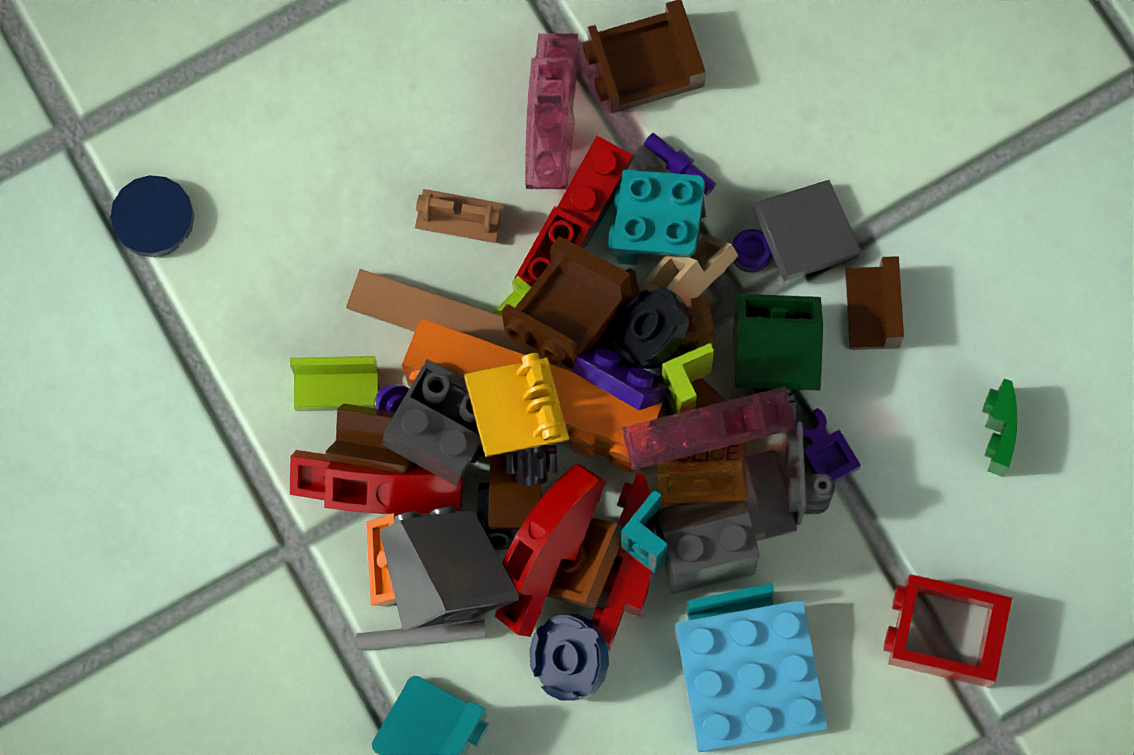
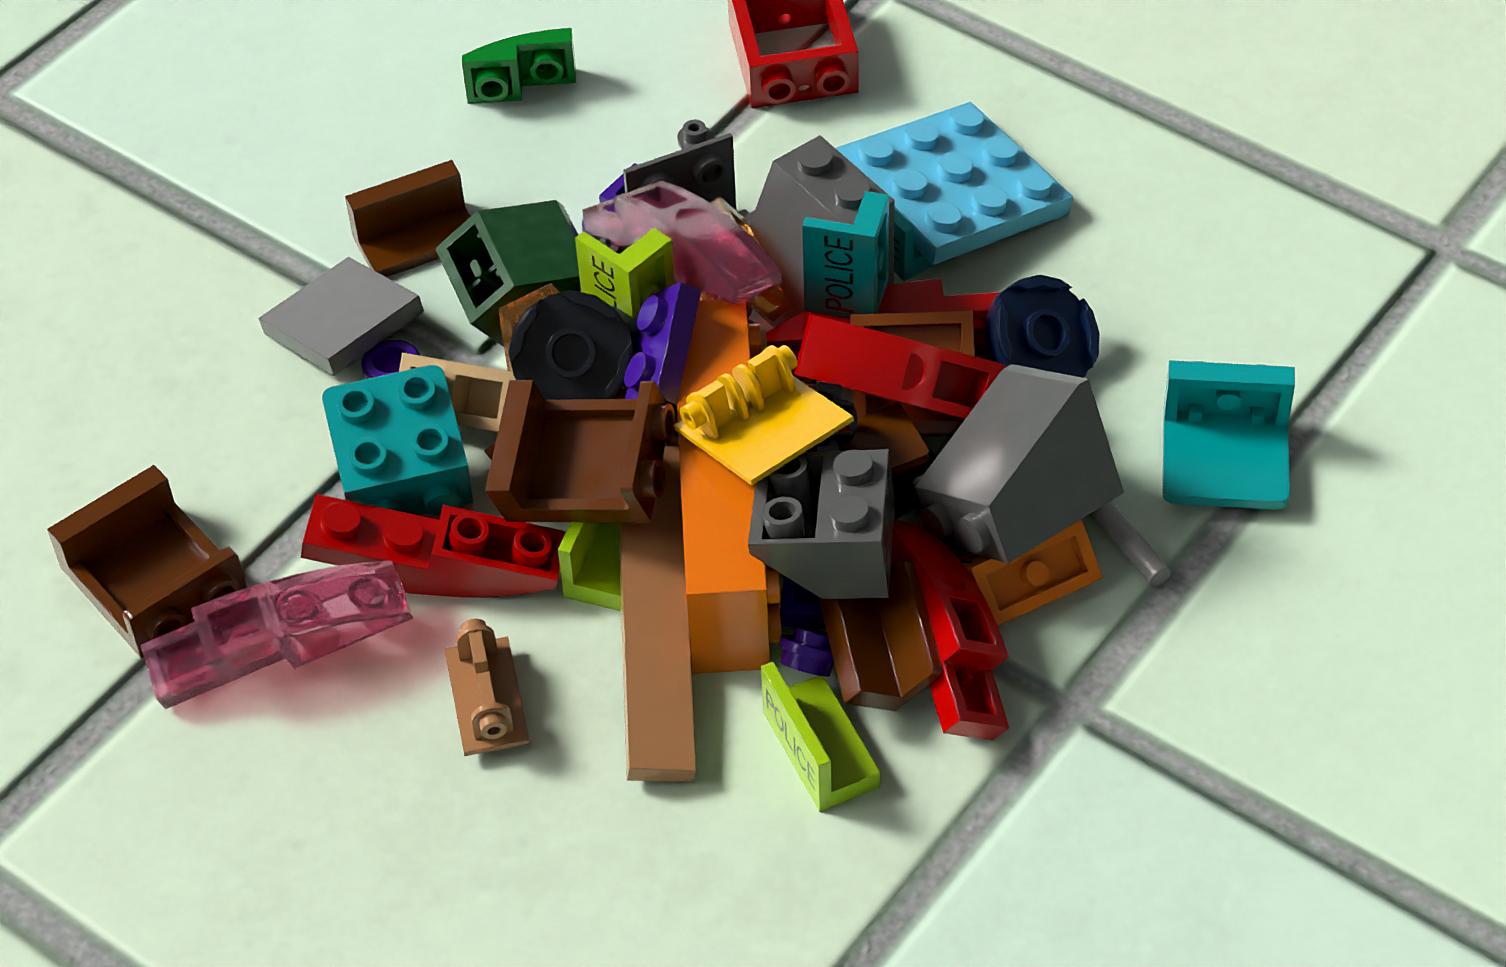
camera: 115 degrees left, 25 degrees down
(677, 161) = (298, 478): dark purple bar -> none

